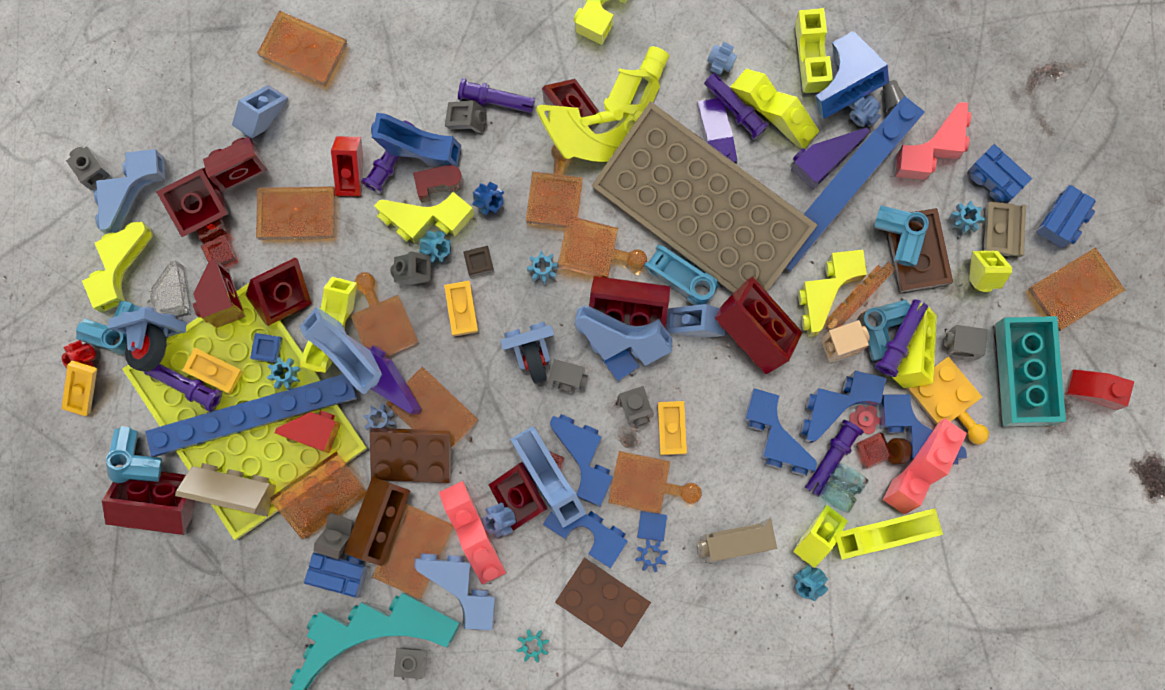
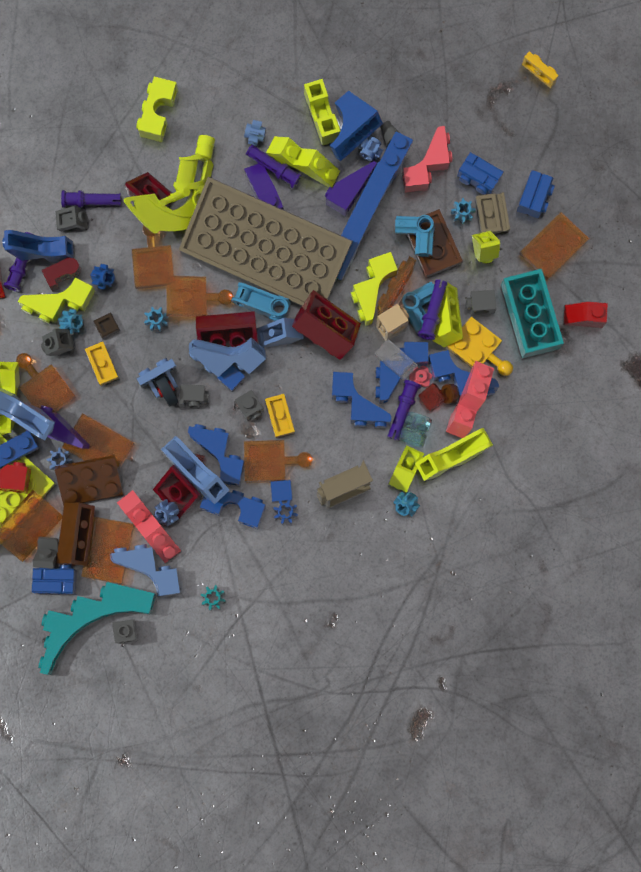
camera: 20 degrees left, 0 degrees up
(603, 602) = (257, 554): reddish brown plate -> none
(840, 392) = (396, 359): none -> clear plate
(1106, 57) = (539, 69): none -> yellow plate

